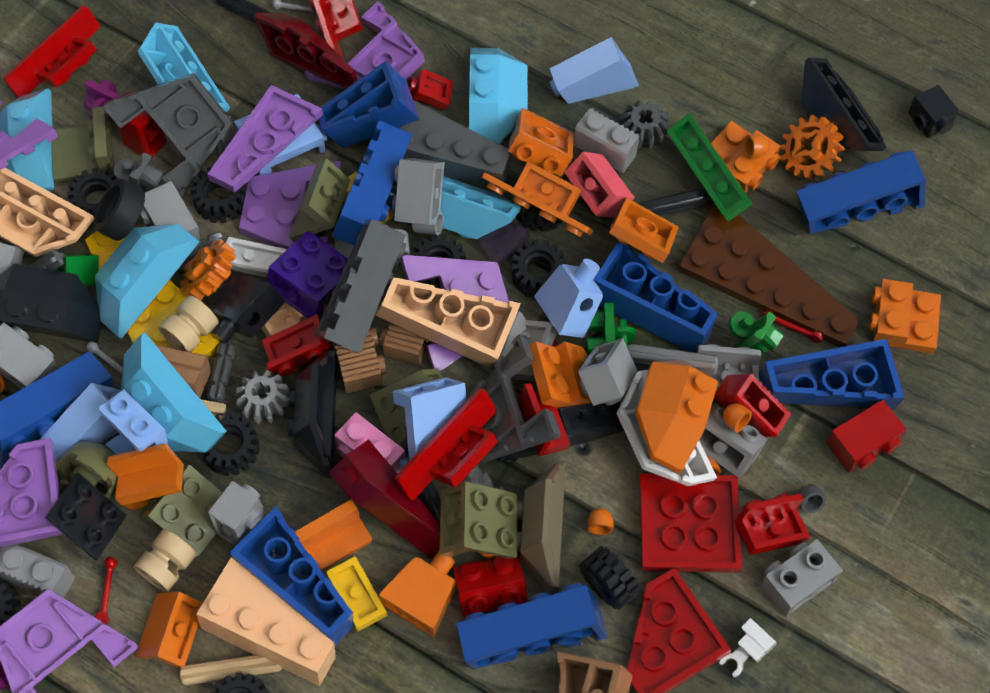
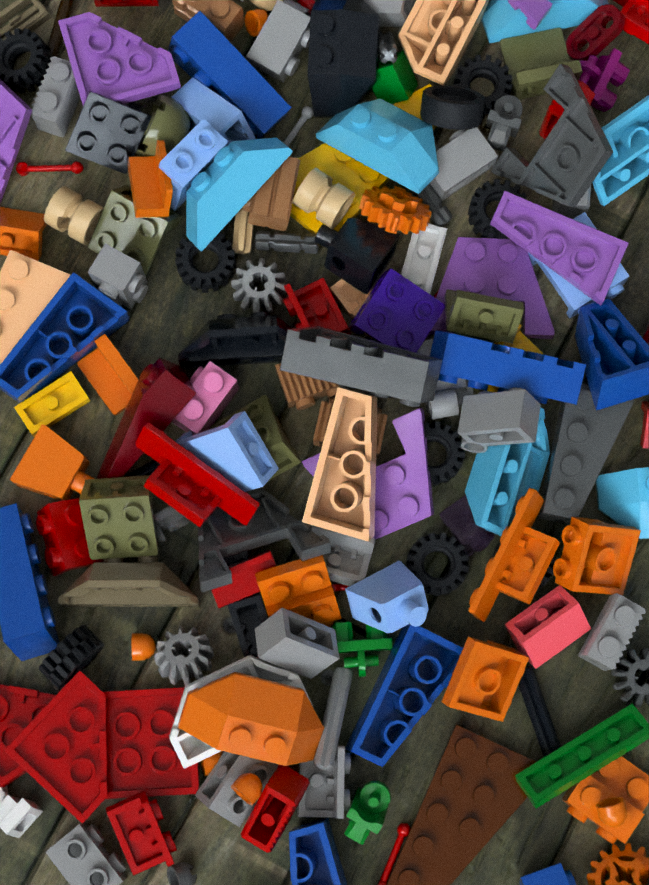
camera: 85 degrees right, 15 degrees up
(65, 101) = (594, 32): none -> dark red plate
(599, 482) = (175, 665): none -> light grey gear
(695, 583) = (68, 747): none -> red plate

